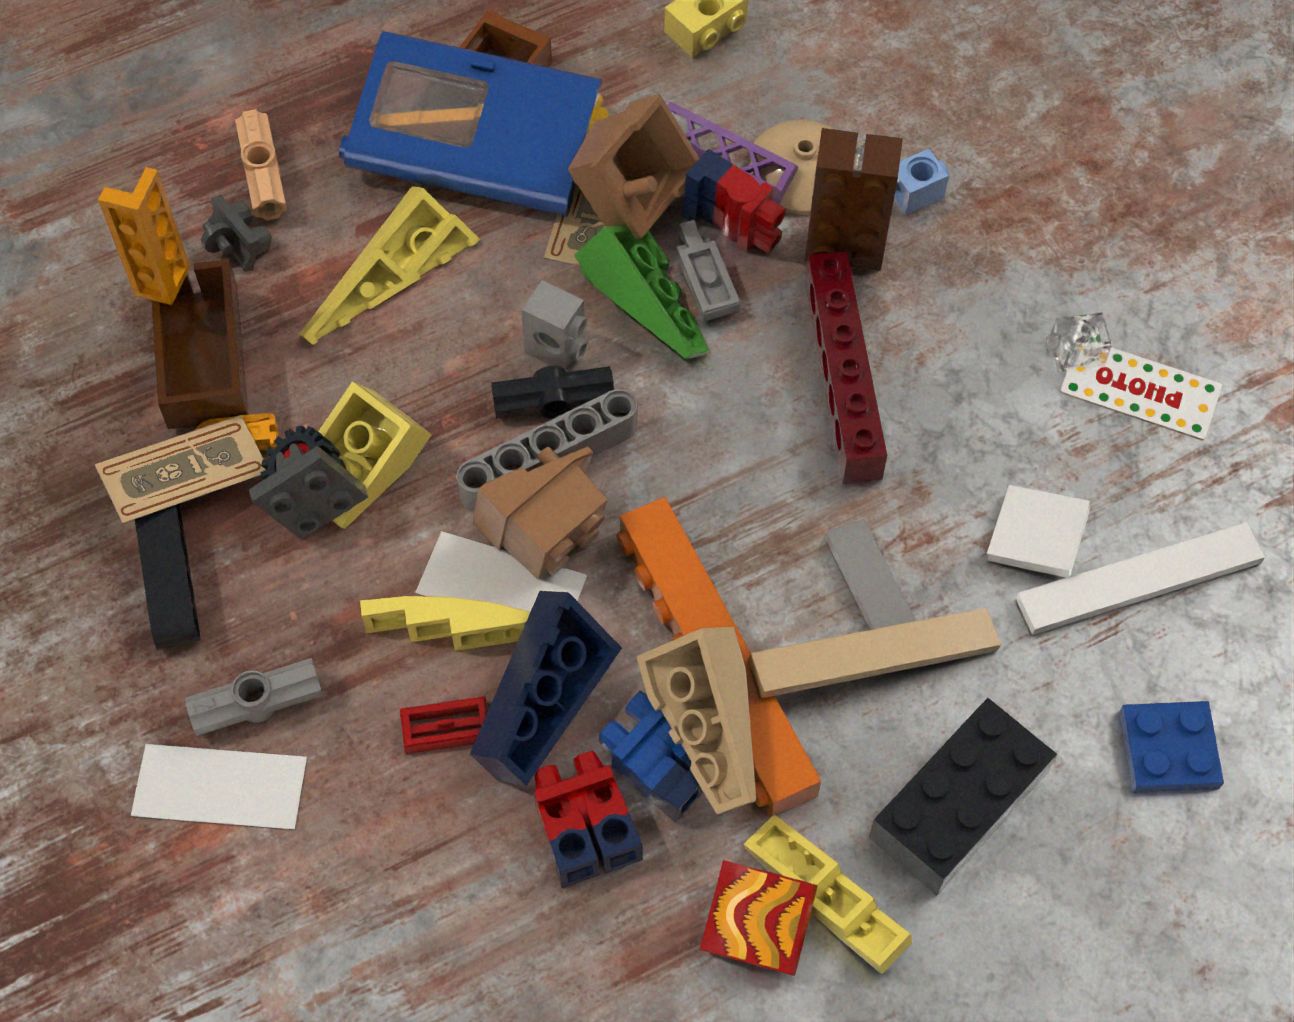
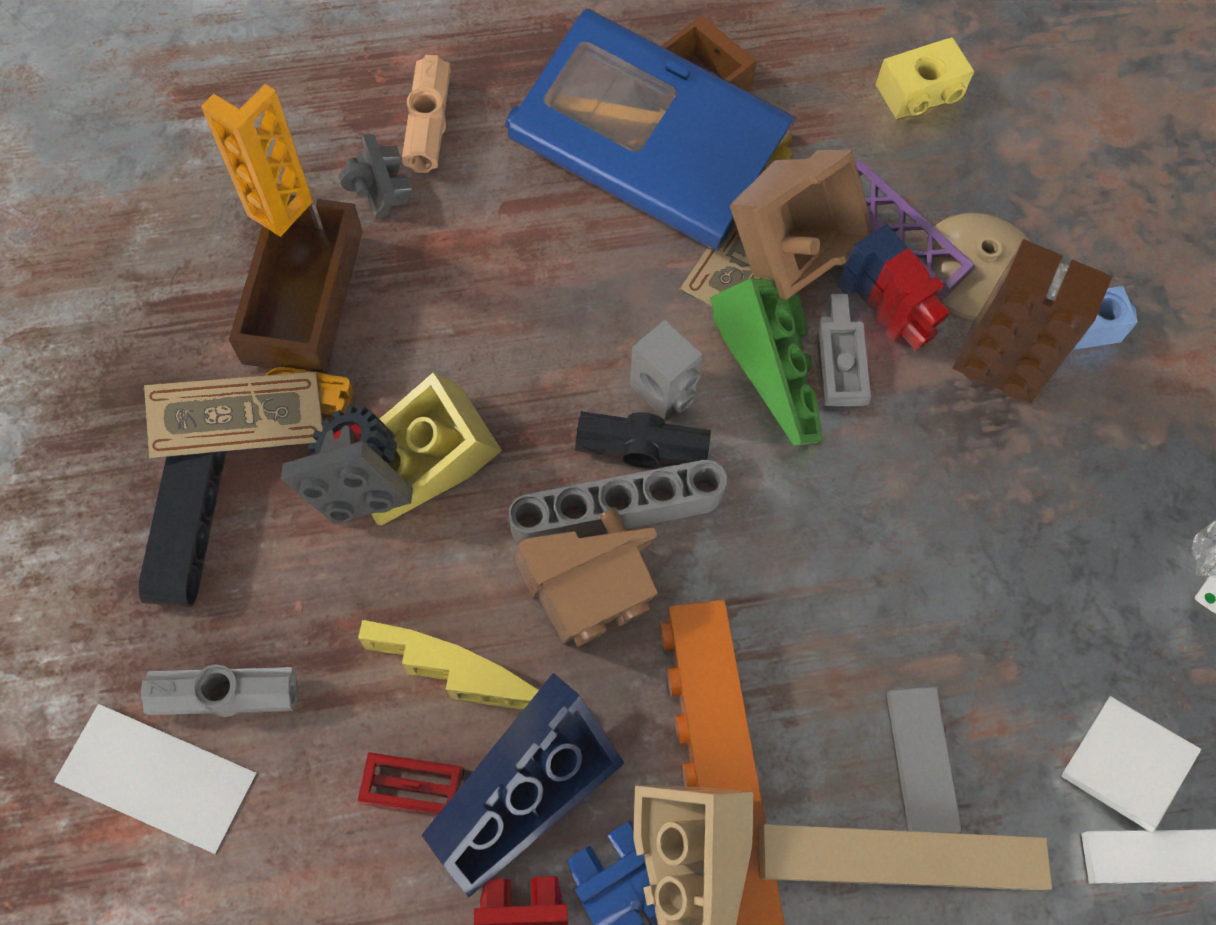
camera: 15 degrees right, 5 degrees up
(405, 247) = (544, 238): light yellow wedge -> none
(487, 574) = (515, 632): white sticker -> none
(845, 368) = (964, 508): dark red brick -> none

